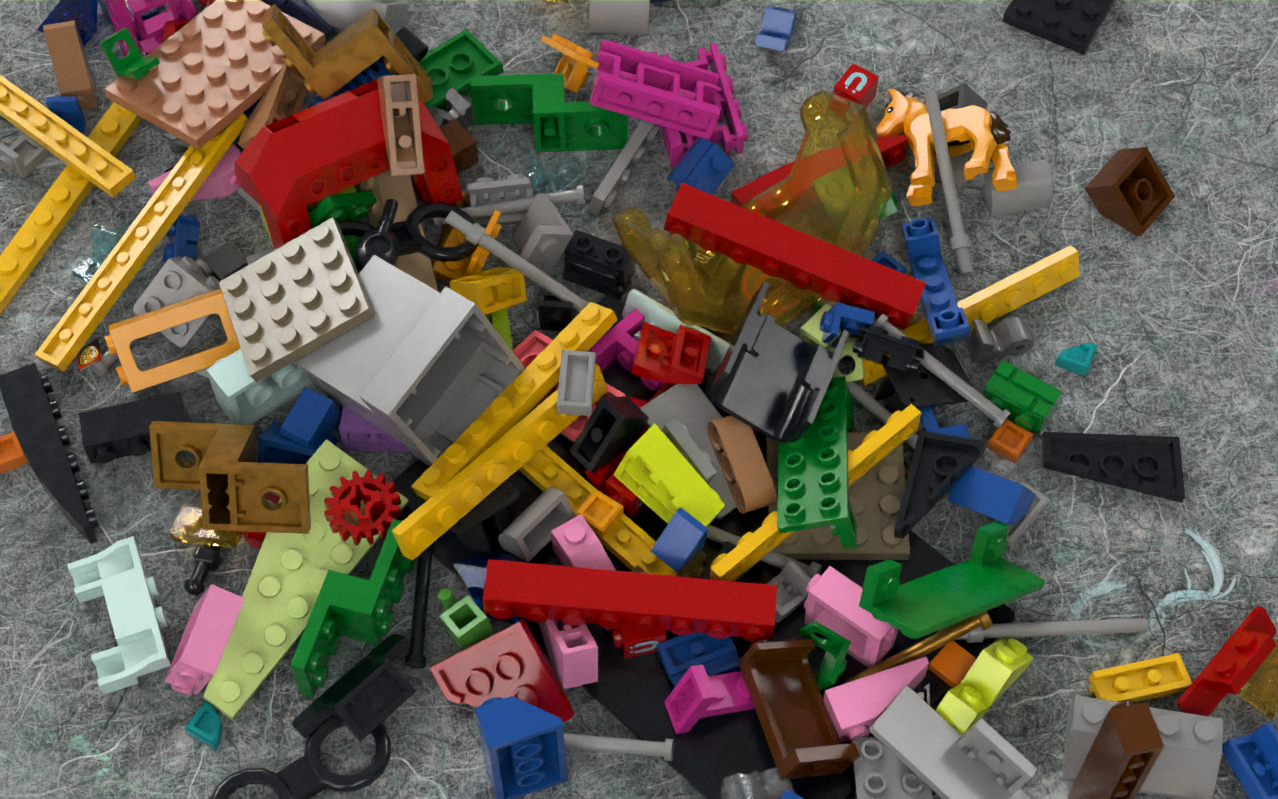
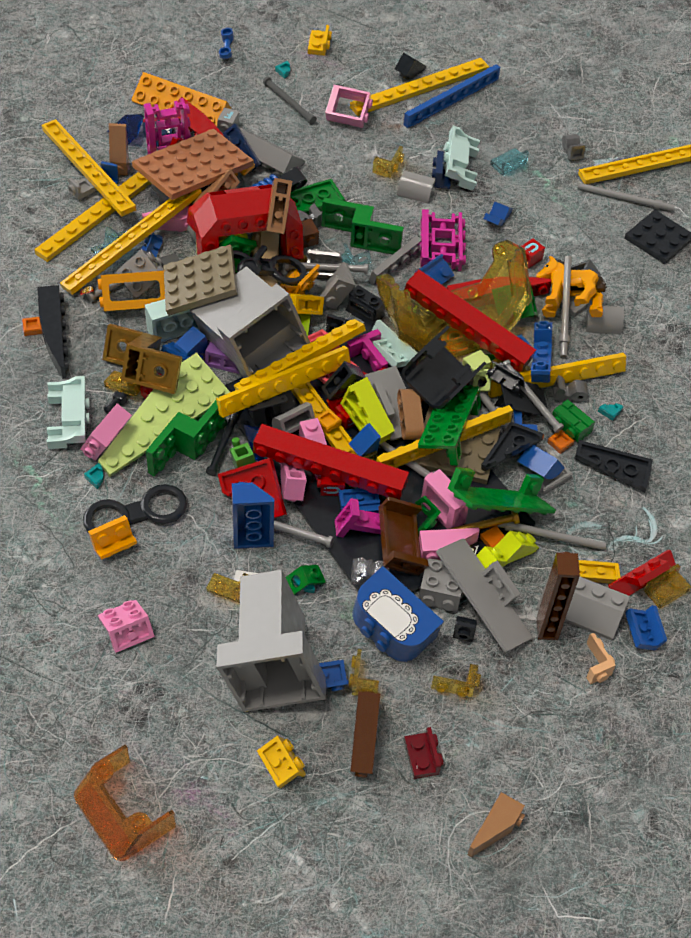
camera: 10 degrees right, 5 degrees down
(125, 427) = (94, 326): black brick -> none
(132, 65) = (150, 151): green bracket -> none
(345, 54) = (260, 171): pearl gold bracket -> none
(346, 502) = (205, 388): red gear -> none
(363, 694) = (181, 479): black plate -> none
(476, 235) = (304, 272): light grey bar -> none
(573, 62) = (382, 204): light orange bracket -> none
(576, 383) = (333, 352): light grey tile -> none
(655, 89) = (420, 225): dark pink fence -> none
(671, 356) = (387, 354): red slope -> none
(790, 589) = (415, 481): light grey bracket -> none
(845, 318) = (486, 355): blue bracket -> none
(1130, 190) = (666, 334): reddish brown slope -> none

